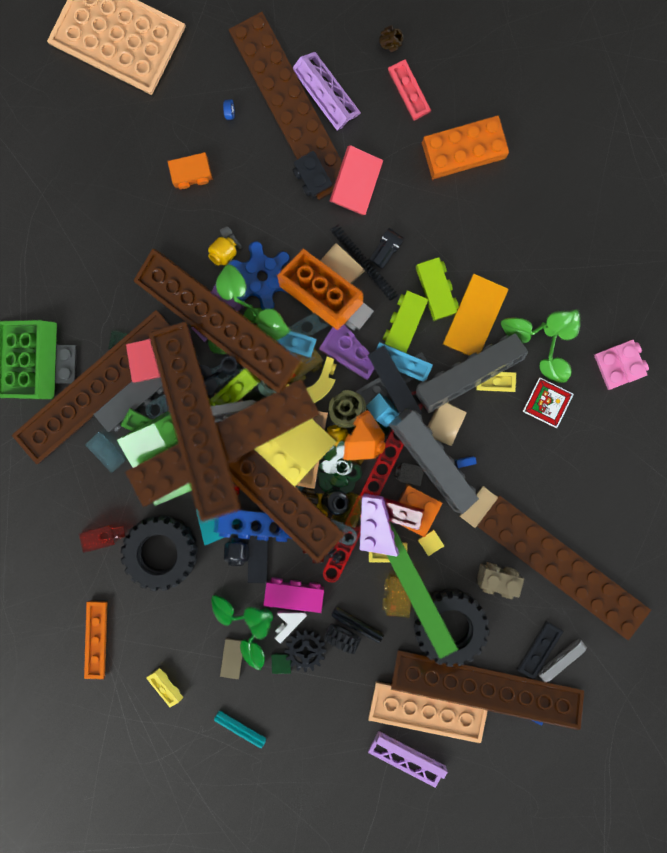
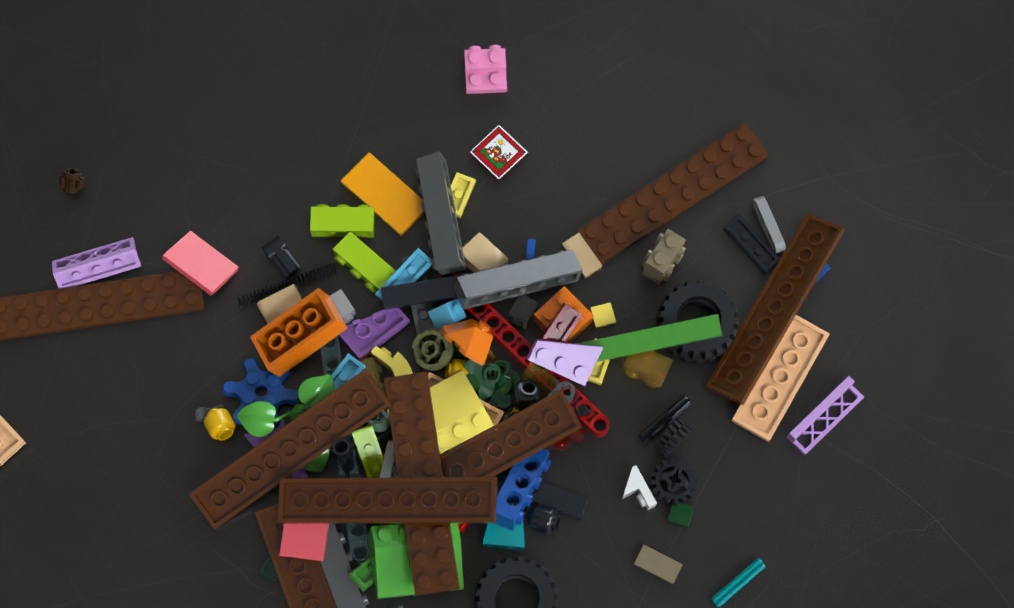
camera: 70 degrees left, 15 degrees down
(190, 171) = (122, 428): orange brick -> none
(229, 110) = (76, 367): blue tile -> none
(258, 623) = (623, 511): green plant -> none
(294, 595) = (610, 473): dark pink brick -> none
(312, 175) = (177, 305): black bracket -> none
(409, 89) = (129, 181): coral tile -> none
(465, 147) = (210, 146): orange brick -> none
(558, 324) = (423, 105): bright green plant -> none

